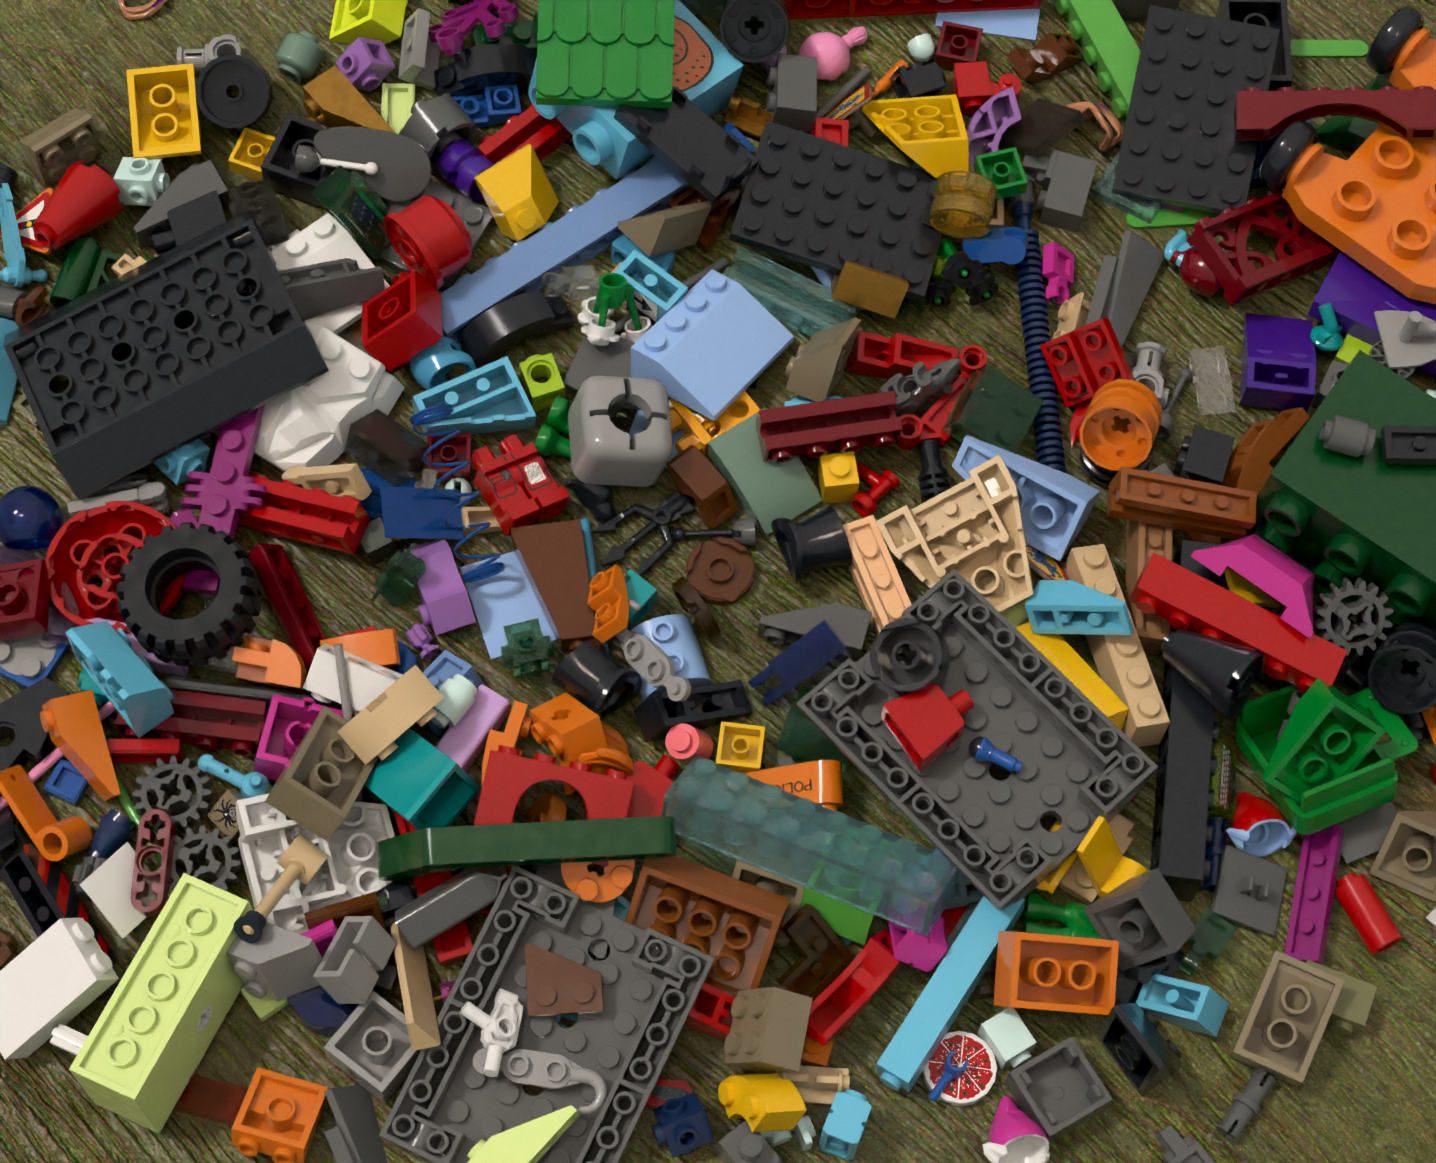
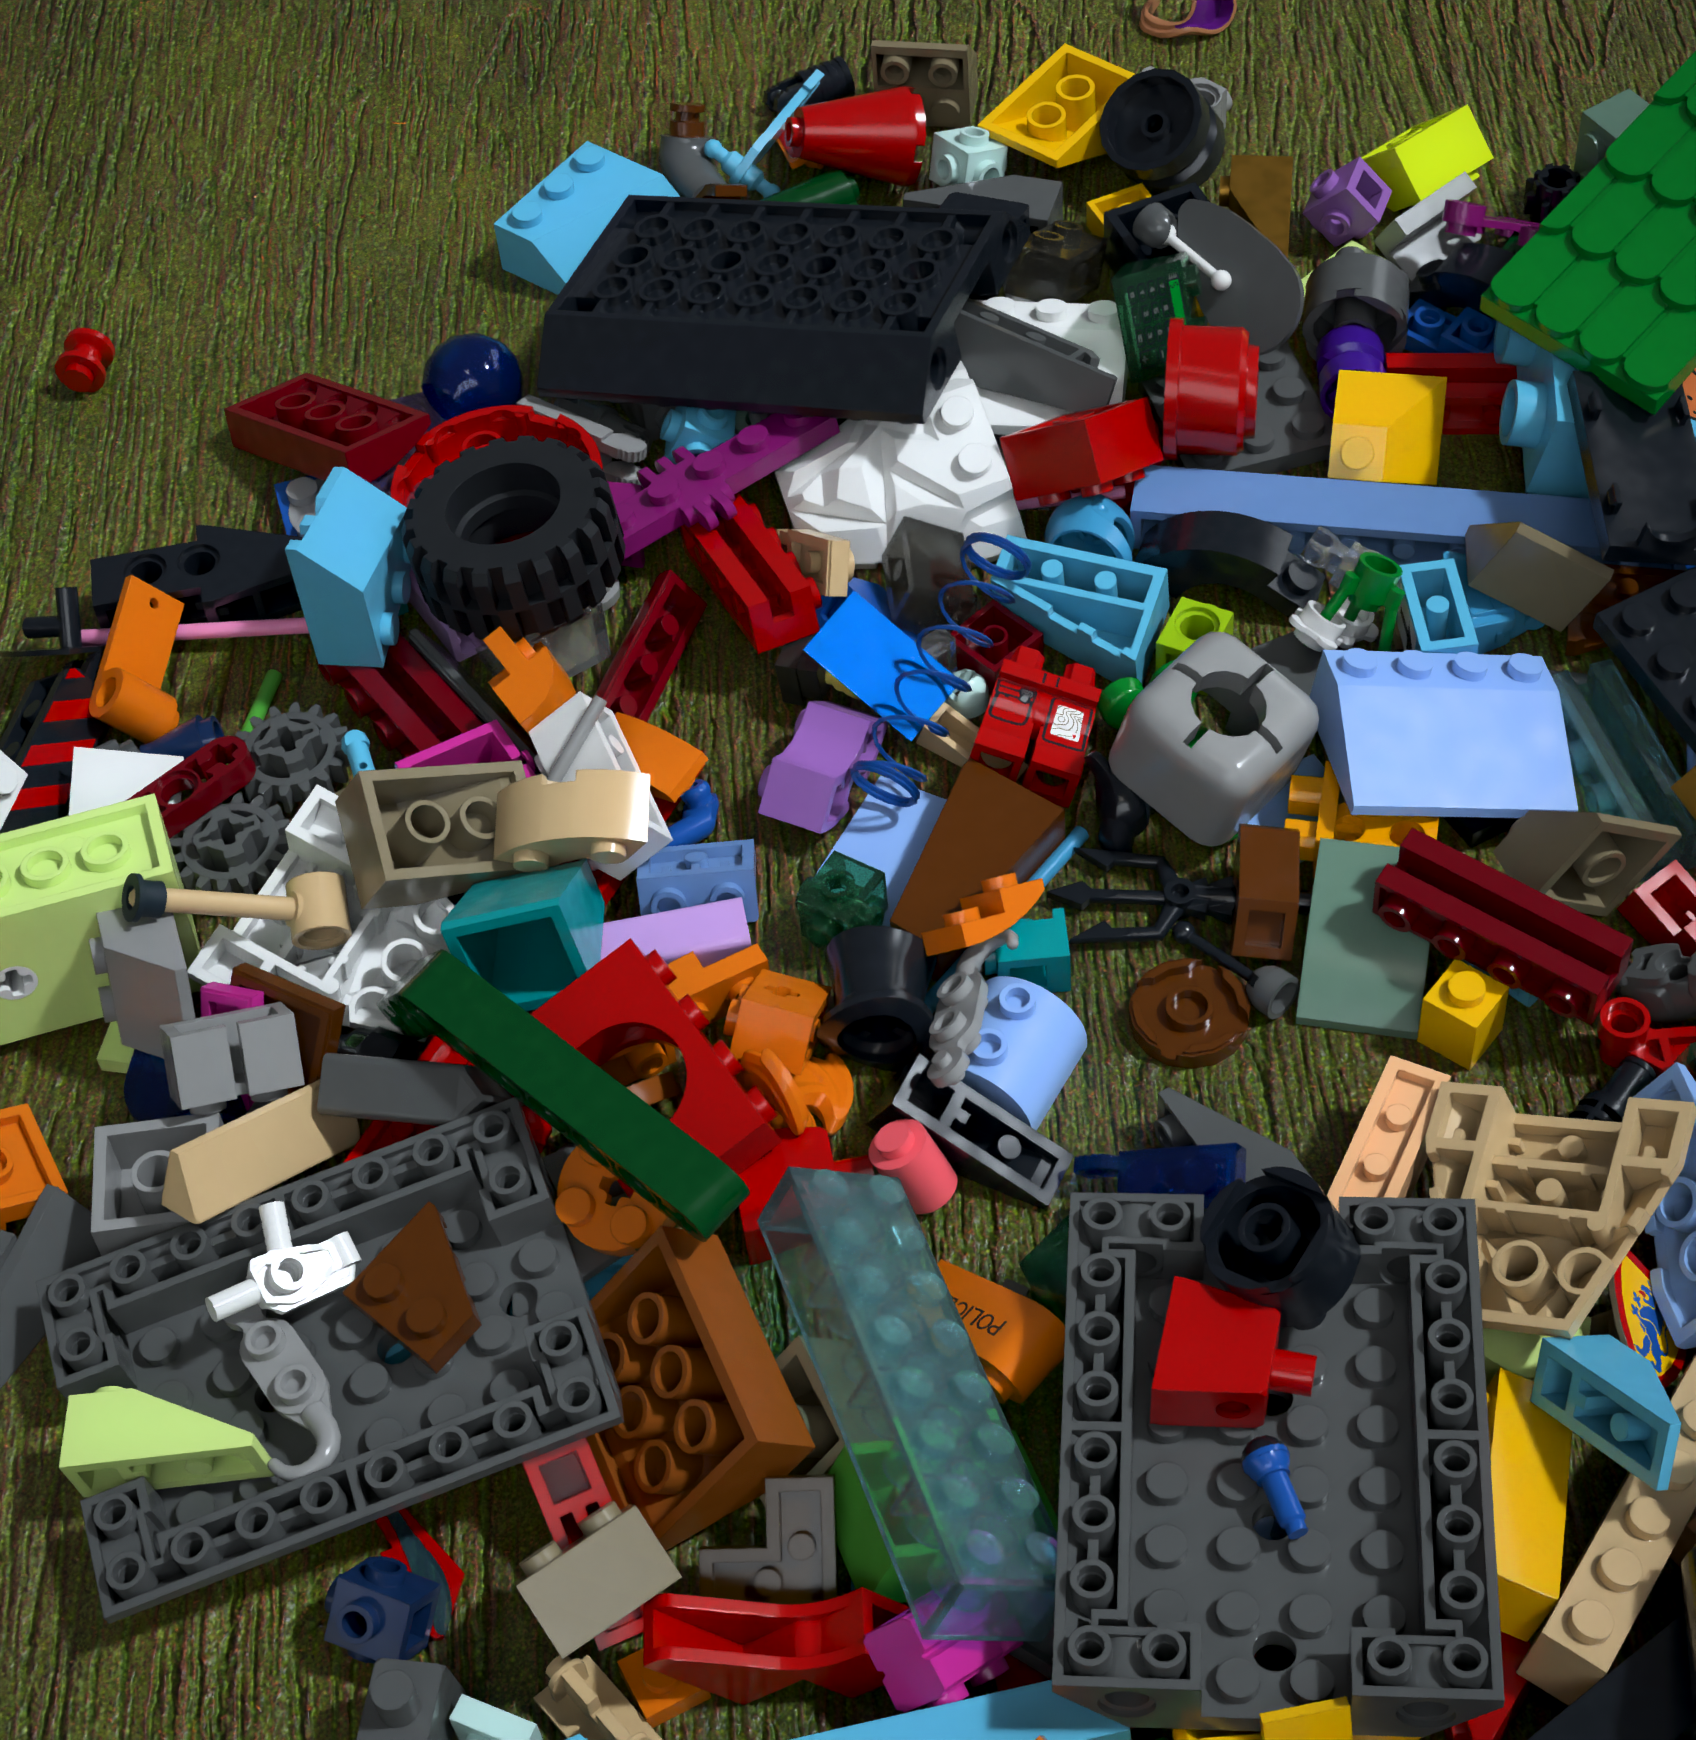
camera: 55 degrees right, 15 degrees down
(66, 783) = (217, 669): blue tile -> none
(79, 735) = (261, 621): orange slope -> none
(144, 750) = (314, 685): red tile -> none
(299, 56) = (1290, 140): sand green head -> none
(401, 579) = (780, 710): clear green hinge -> none
(420, 639) = (742, 811): medium lavender piece -> none
(457, 700) = (676, 880): light aqua brick -> none
(692, 602) = (1096, 1018): dark brown tile -> none
(740, 746) = (978, 1228): yellow piece -> none
(762, 1101) = (487, 1664): yellow brick -> none
(812, 542) = (1332, 1056): black hat -> none
(865, 503) = (1514, 1072): red piece -> none

